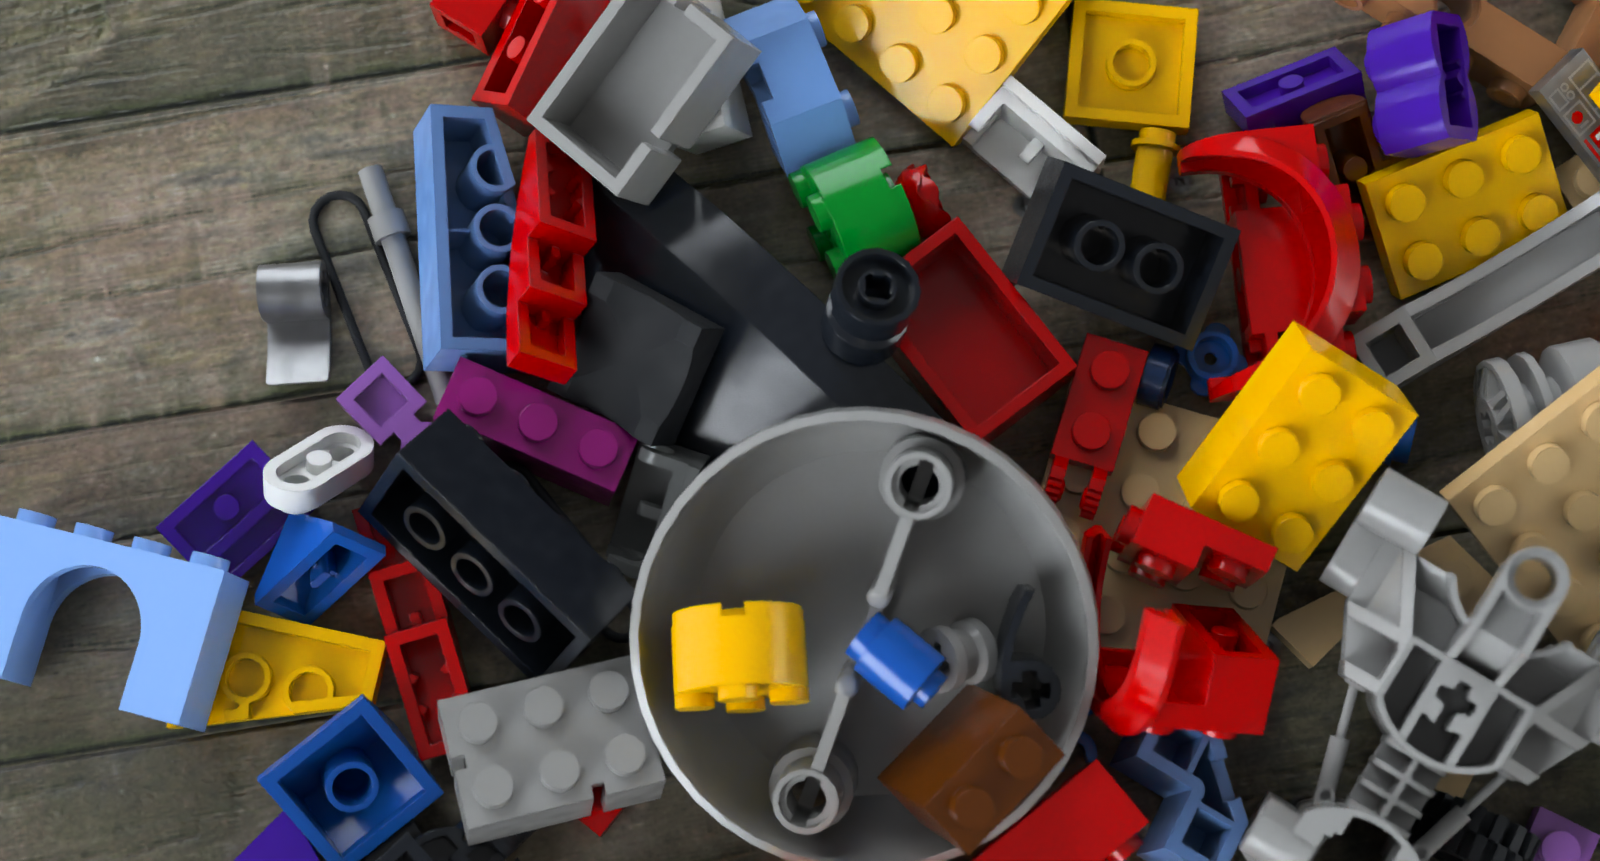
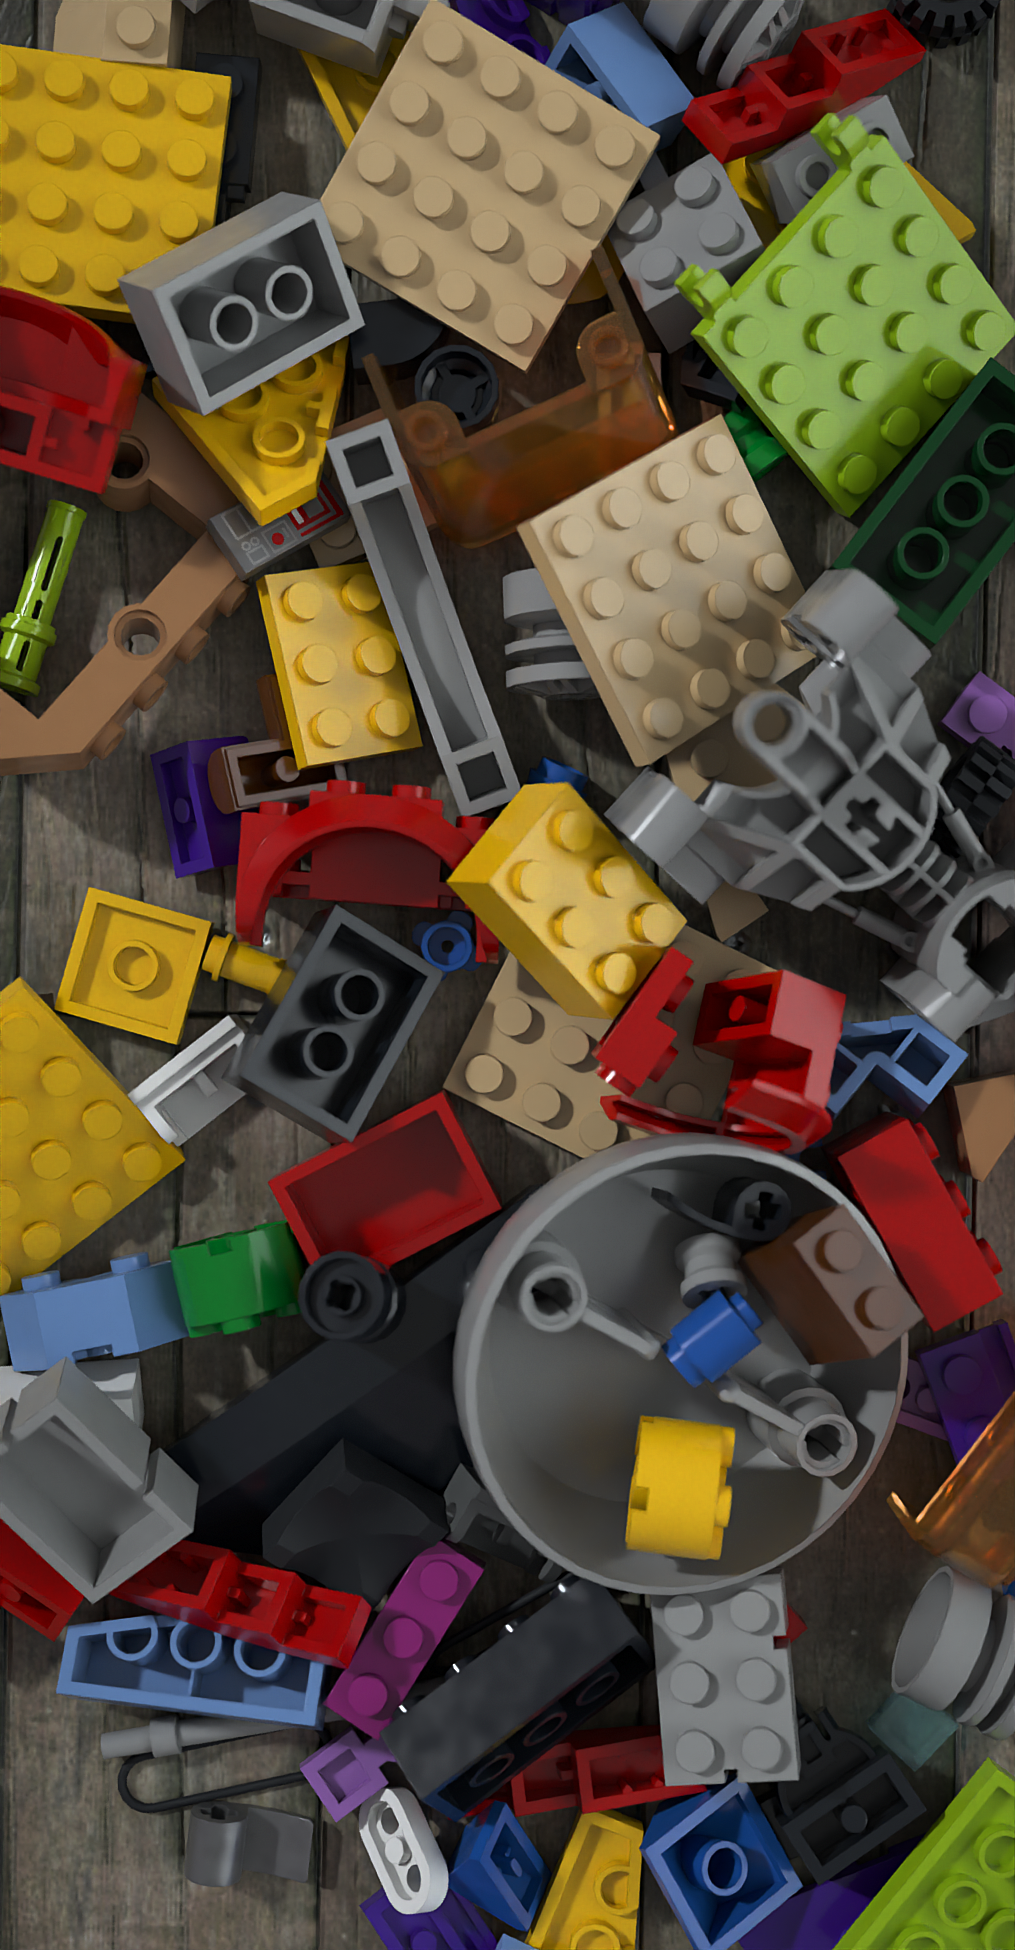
camera: 80 degrees left, 10 degrees up
(923, 199) = (239, 1206): red plate -> none
(1095, 417) = (492, 1079): red hinge -> none
(1158, 376) = (459, 1005): dark blue tile -> none
(1421, 85) = (219, 690): dark purple brick -> none

